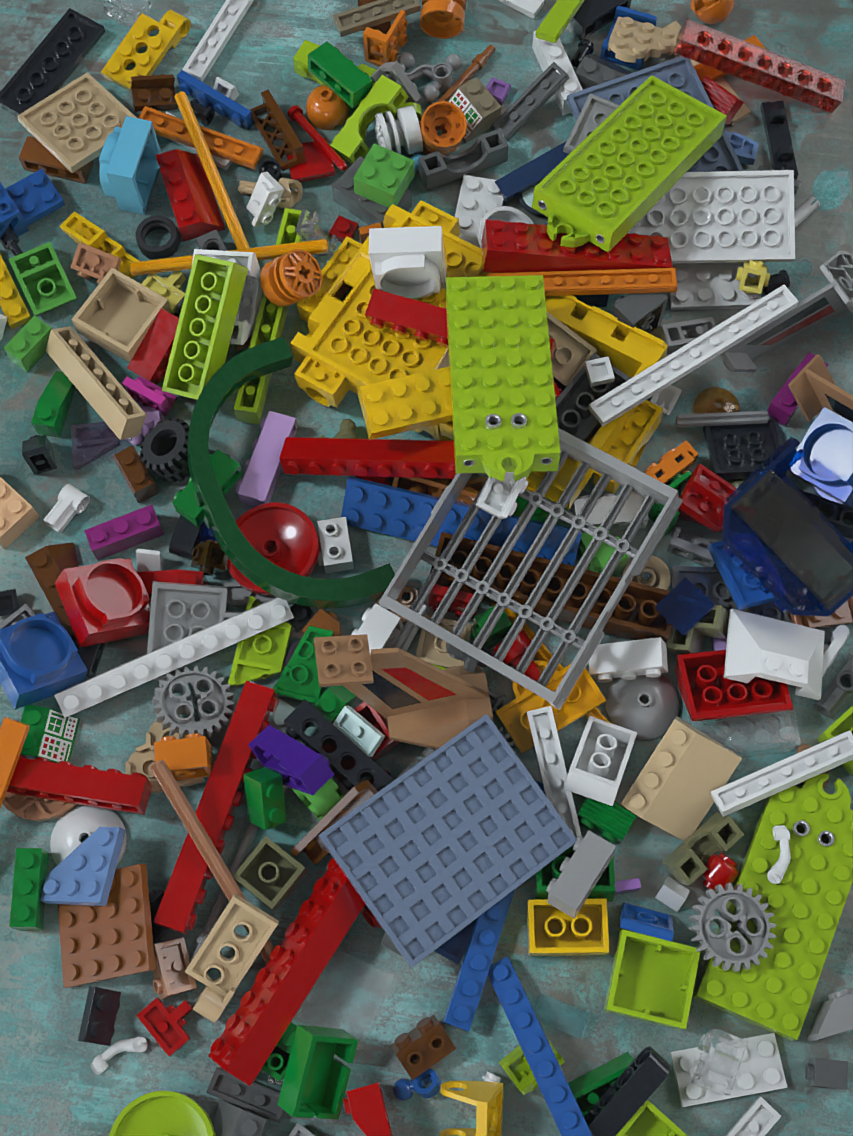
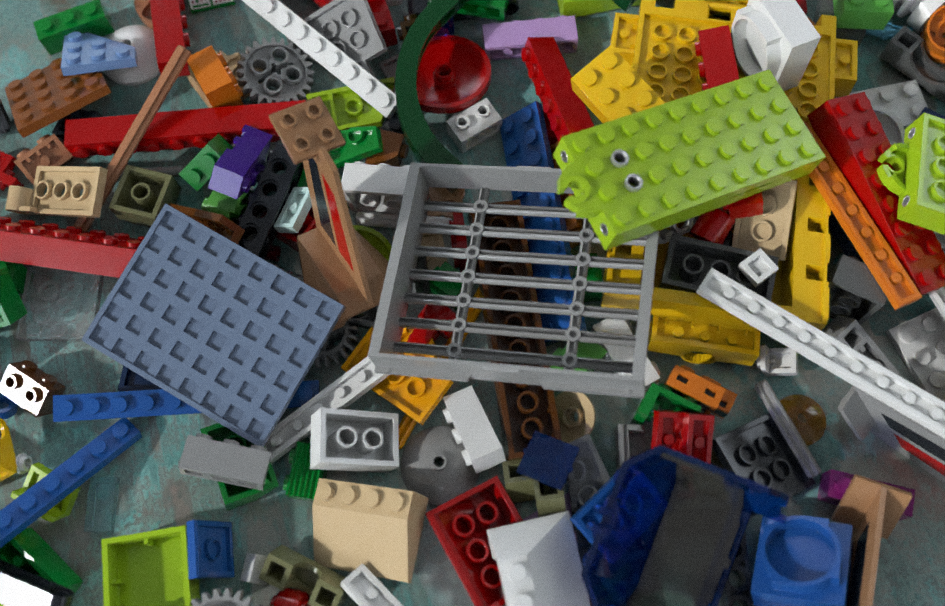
camera: 70 degrees right, 0 degrees up
(500, 496) = (563, 224): white bracket -> none
(558, 934) = (177, 494): yellow brick -> none
(627, 886) = (244, 518): medium lavender tile -> none

